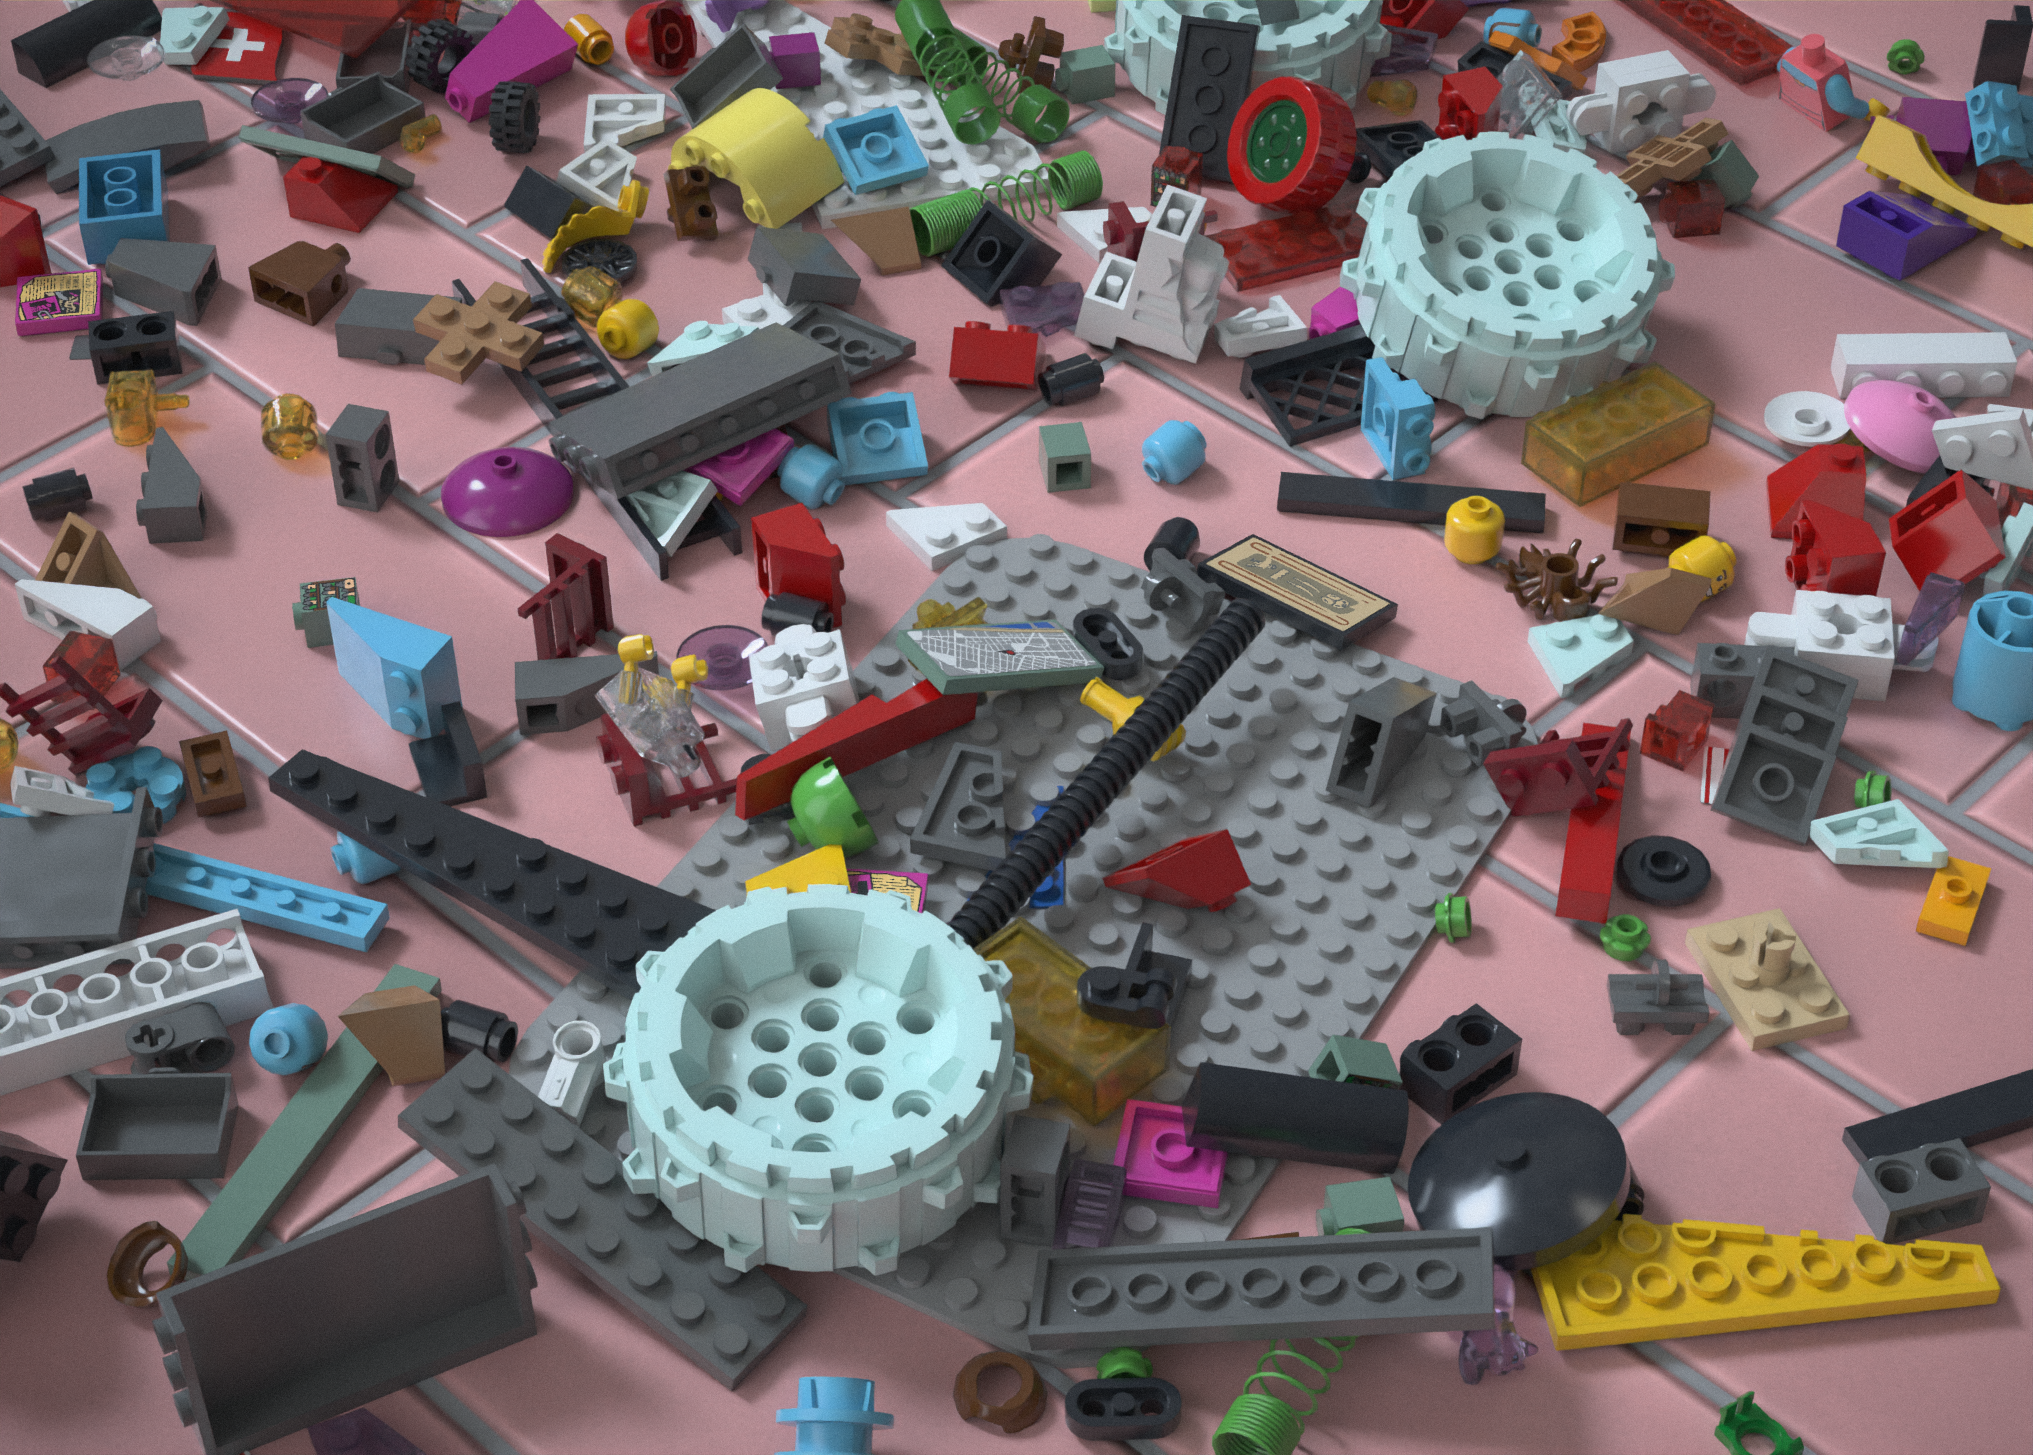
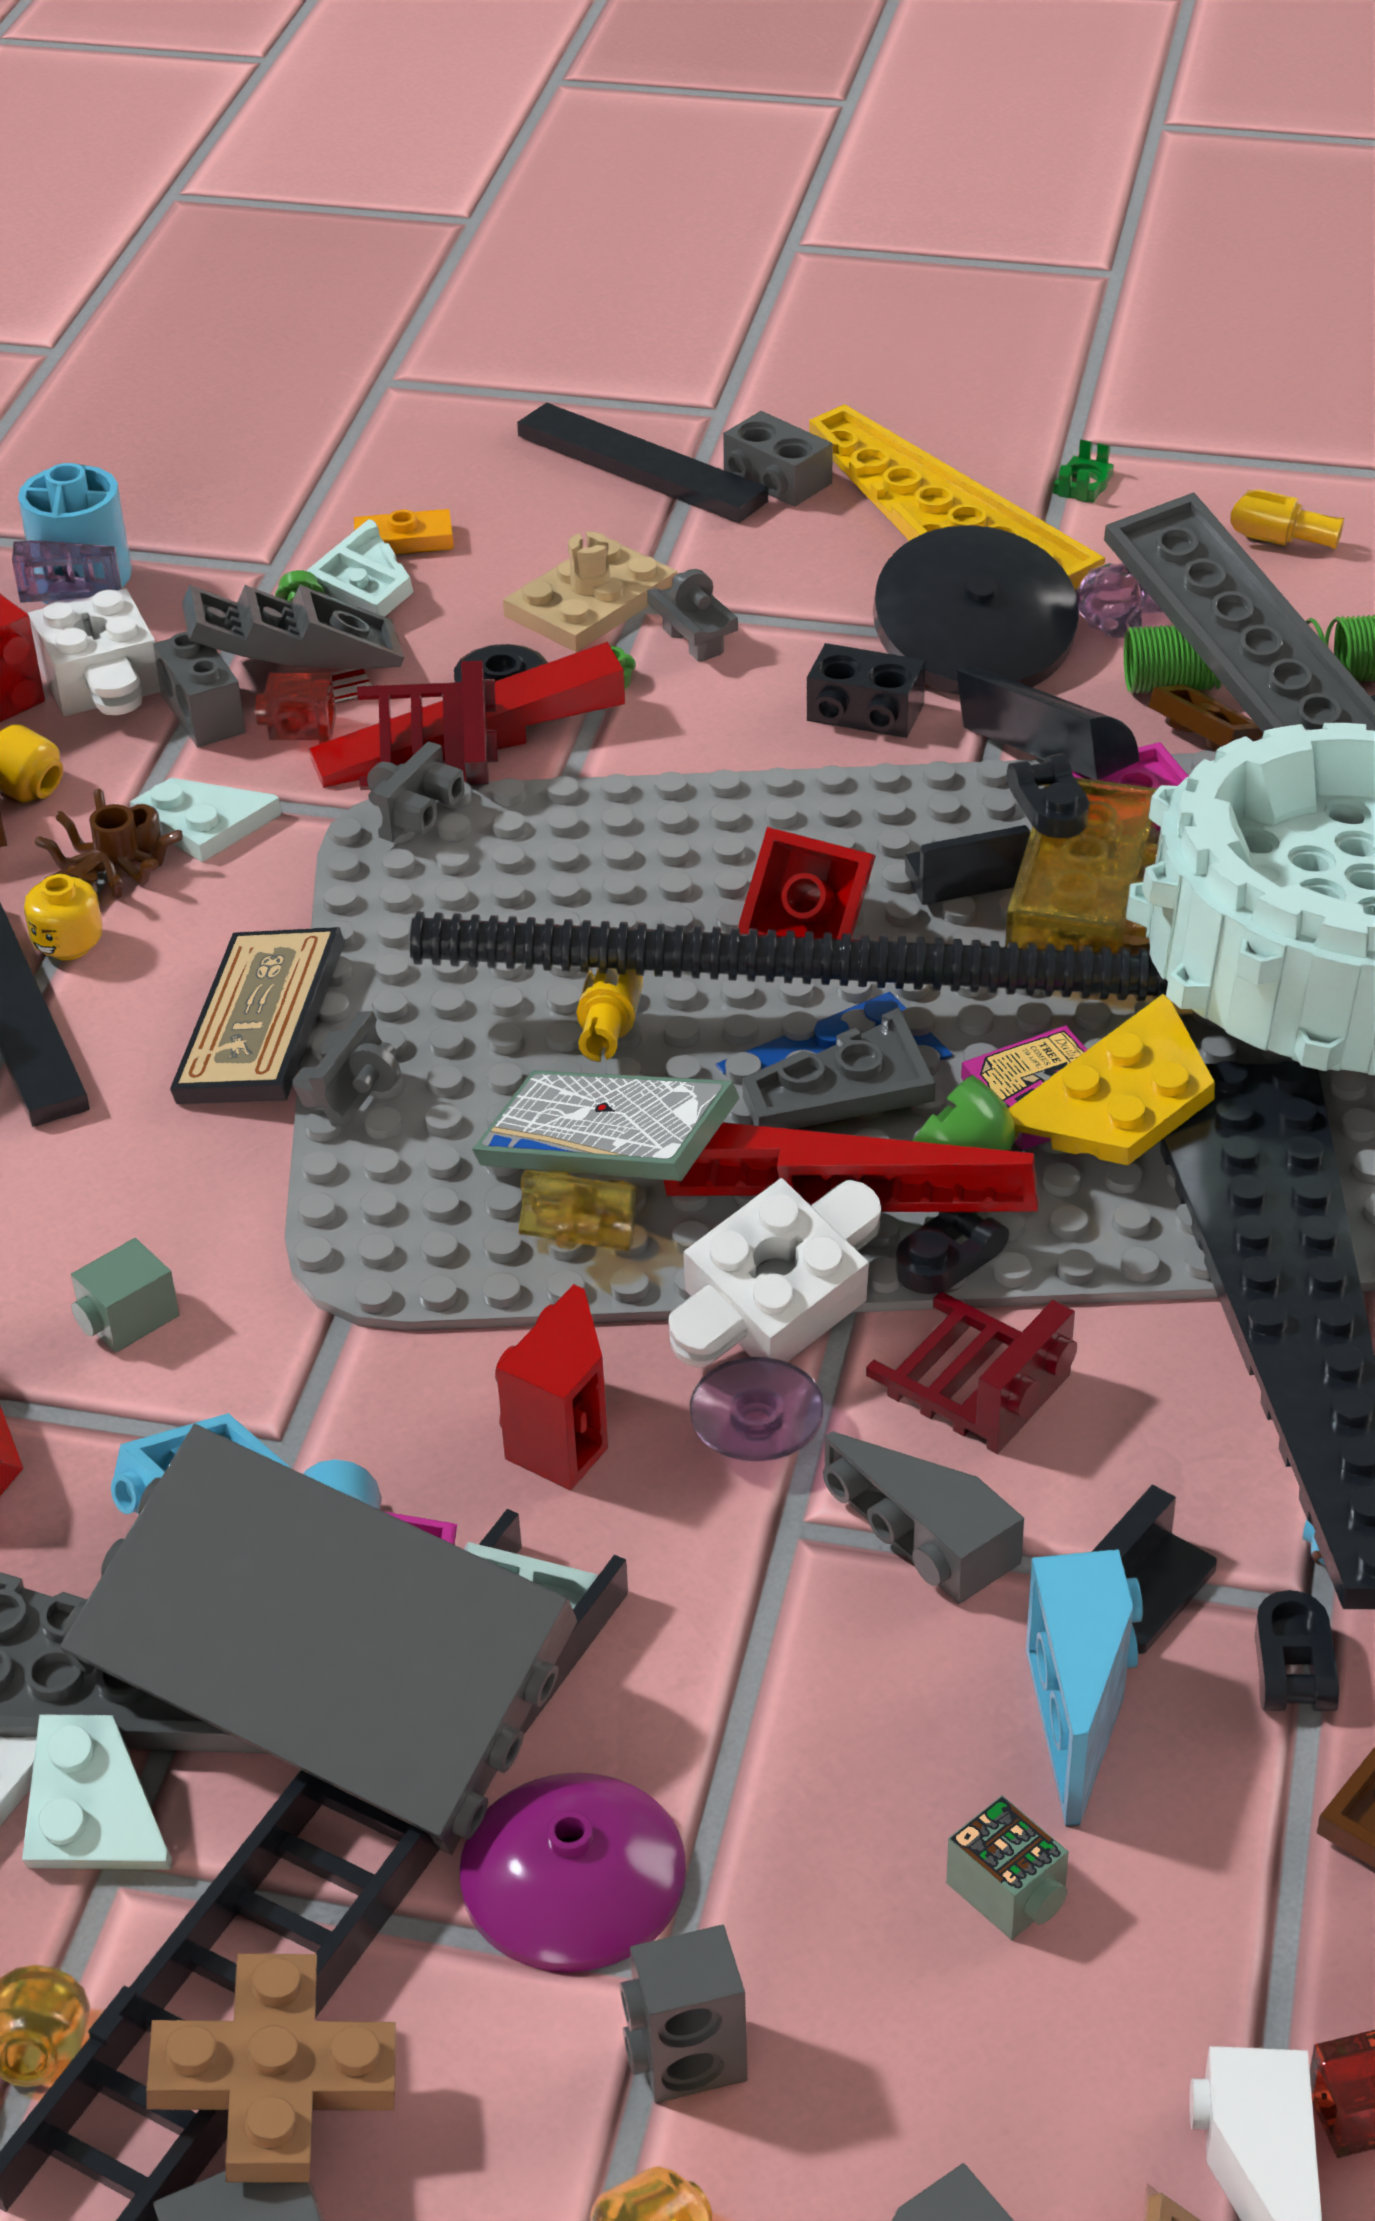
camera: 120 degrees left, 0 degrees up
(578, 600) = (779, 1569): dark red plate -> none
(627, 328) = (99, 1923): yellow head -> none
(652, 709) = (952, 1345): clear torso -> none
(792, 609) = (632, 1383): black brick -> none
(945, 532) = (340, 1353): white wing -> none
(1109, 642) = (482, 1089): black plate -> none
(1173, 452) = (54, 1202): medium azure head -> none
(1178, 537) = (247, 1135): black brick -> none
(1356, 1062) = (948, 724): sand green brick -> none
(1360, 1205) = (1092, 676): sand green brick -> none
(1378, 739) = (492, 836): dark grey slope -> none
(1454, 917) = (678, 753): bright green plate -> none
(1658, 599) = (99, 758): medium nougat slope -> none

